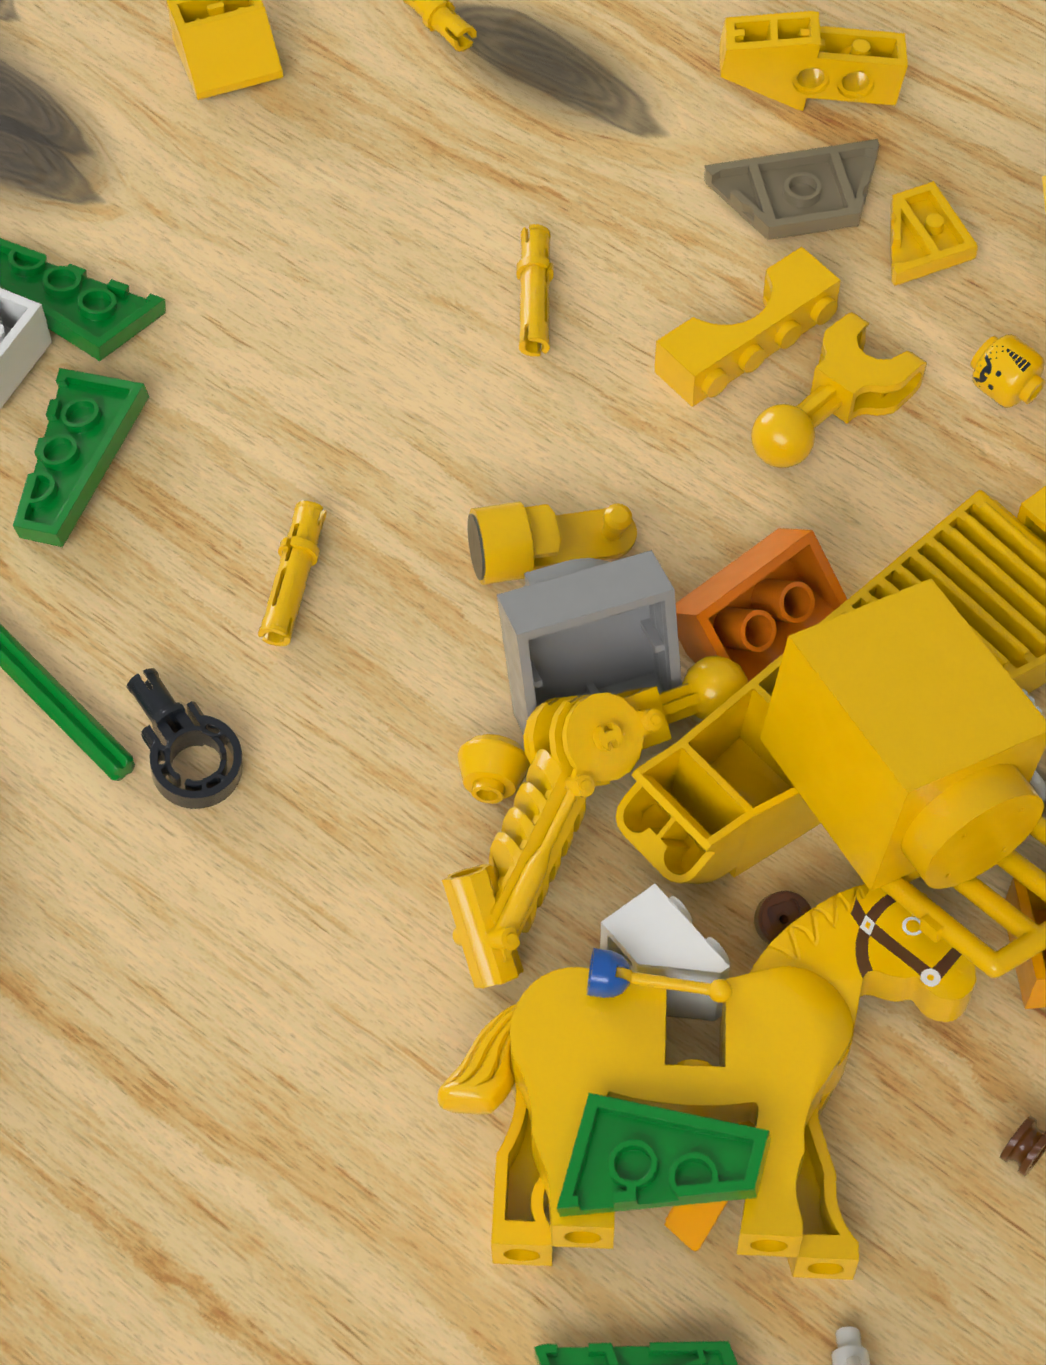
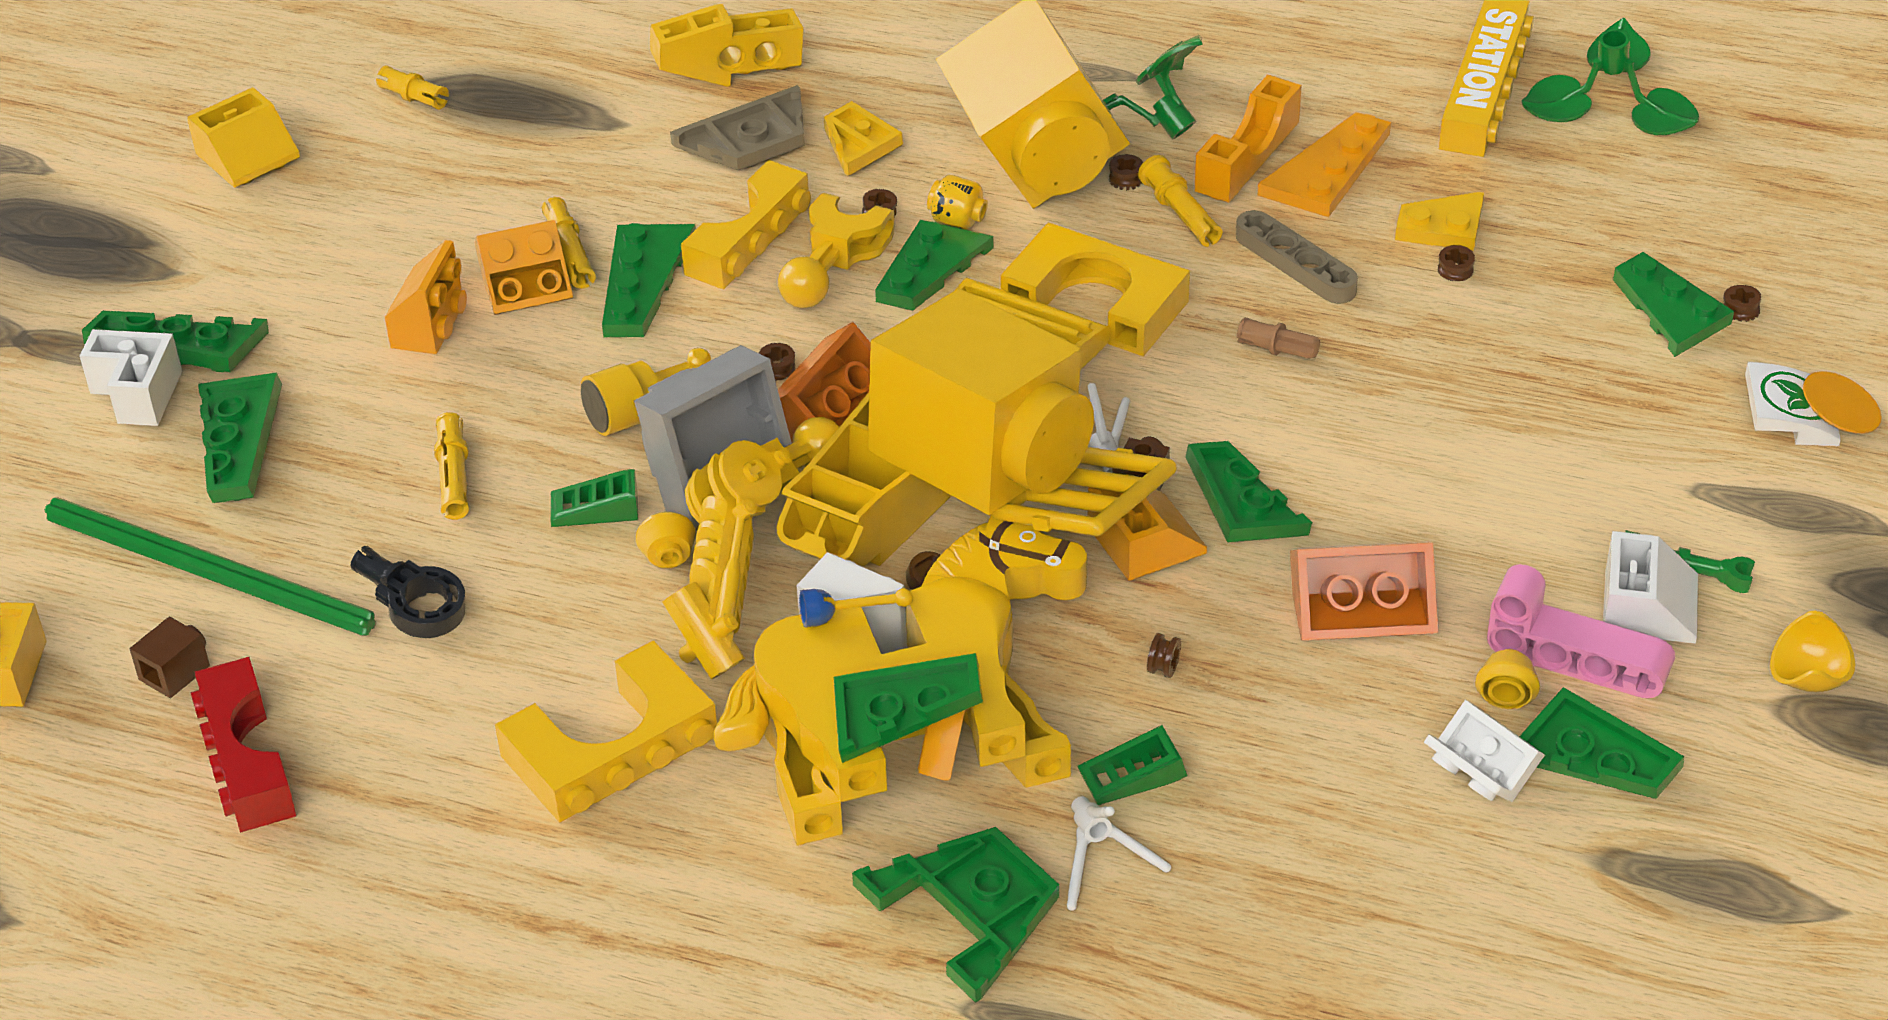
camera: 20 degrees left, 15 degrees down
(272, 1079) = (577, 774): none -> yellow arch
(342, 336) = (427, 303): none -> light orange slope
(446, 695) = (608, 498): none -> green slope
(469, 315) = (523, 267): none -> light orange slope
(602, 359) = (639, 275): none -> green wing
(729, 535) = (782, 353): none -> reddish brown bush
(922, 329) = (879, 196): none -> reddish brown bush
(931, 1325) = (1140, 749): none -> green slope
(945, 441) = (927, 260): none -> green wing

